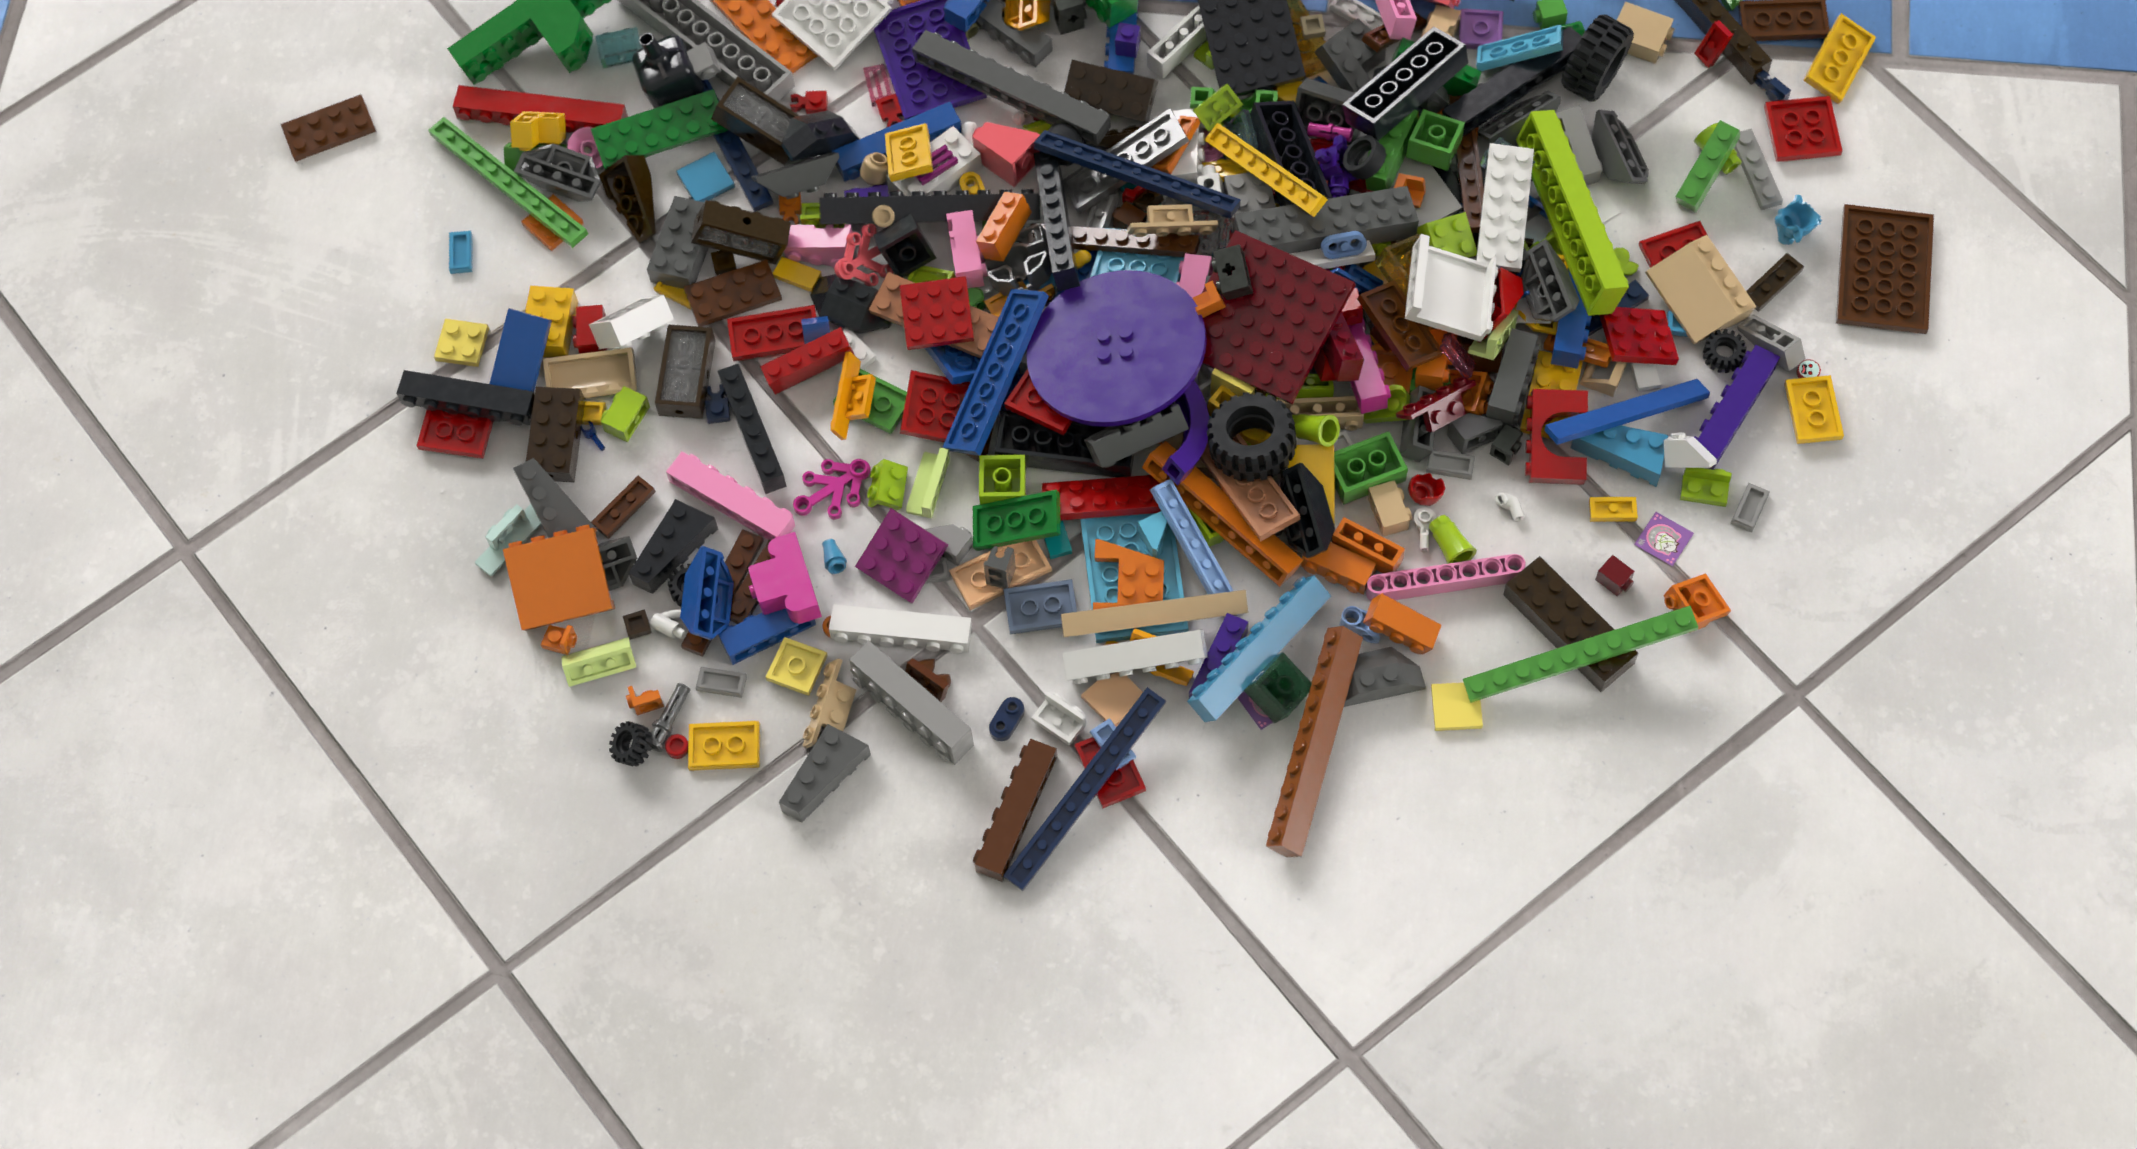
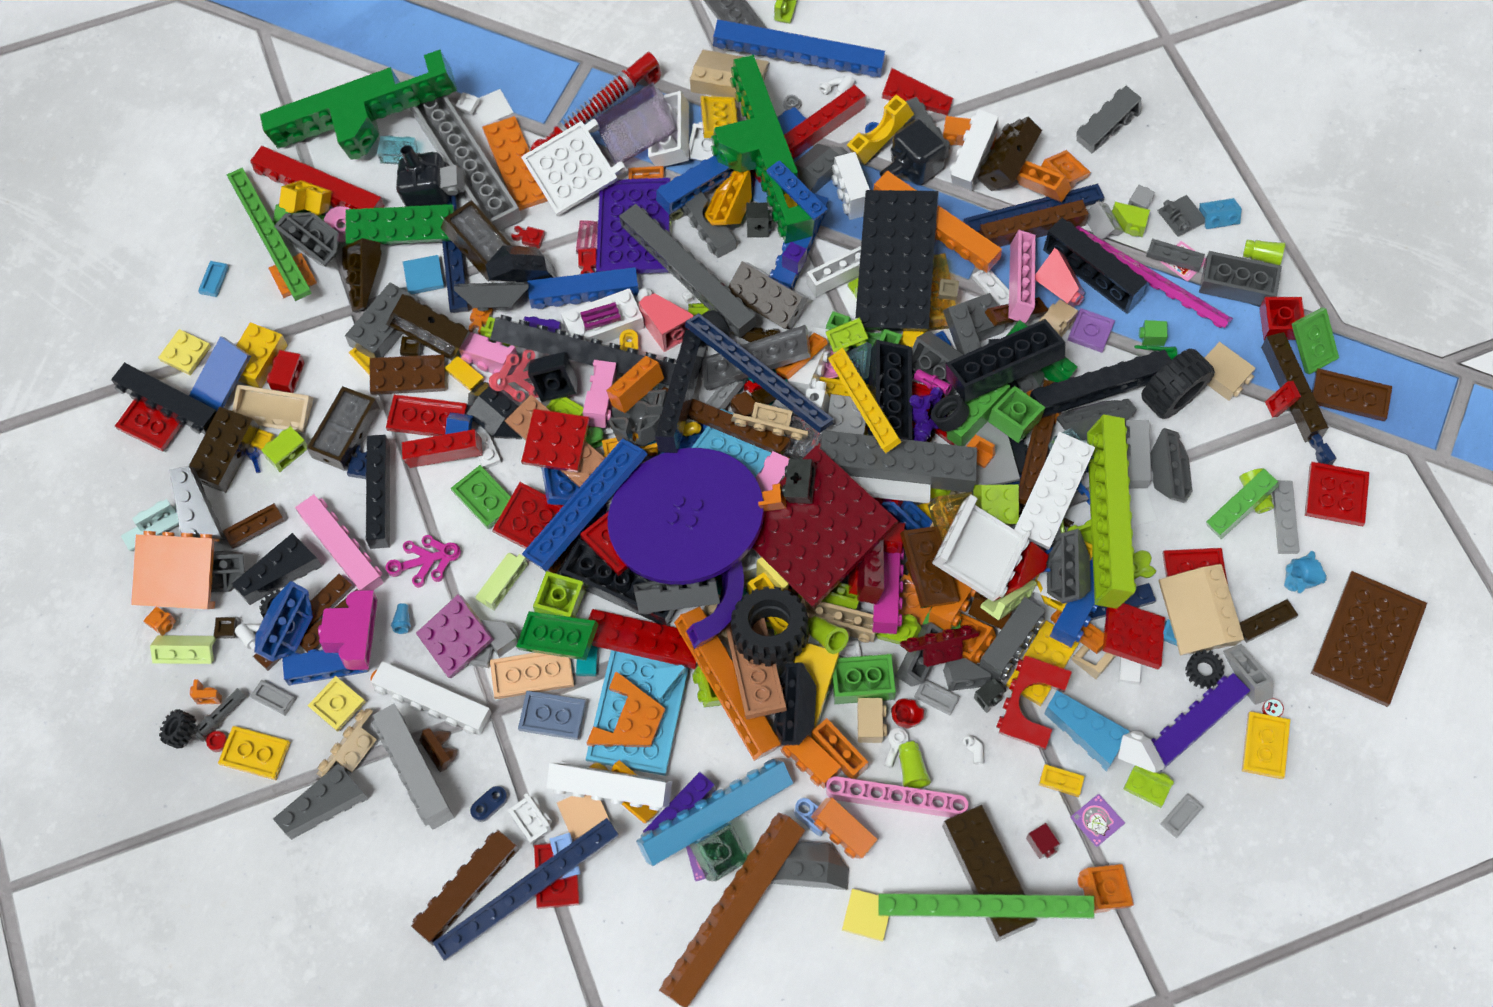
camera: 15 degrees right, 0 degrees up
(328, 128) = (154, 151): reddish brown plate -> none
(631, 322) = (314, 376): white brick -> none
(853, 396) = (465, 489): light orange bracket -> none
(874, 169) = (555, 305): tan head -> none
(883, 216) = (542, 347): tan tile -> none
(887, 484) = (468, 571): lime bracket -> none
(908, 152) = (584, 300): yellow tile -> none
(1000, 570) = (527, 676): dark grey hinge -> none
(1154, 613) = (639, 752): tan tile -> none
(1190, 538) = (693, 702): light blue tile -> none
(1342, 245) = (904, 484): medium blue plate -> none
(1457, 355) = (971, 606): clear pink tile -> none
(1519, 48) = (1116, 356): medium azure tile -> none
(1626, 411) = (1100, 699): blue tile -> none
(1839, 58) = (1388, 442): yellow tile -> none

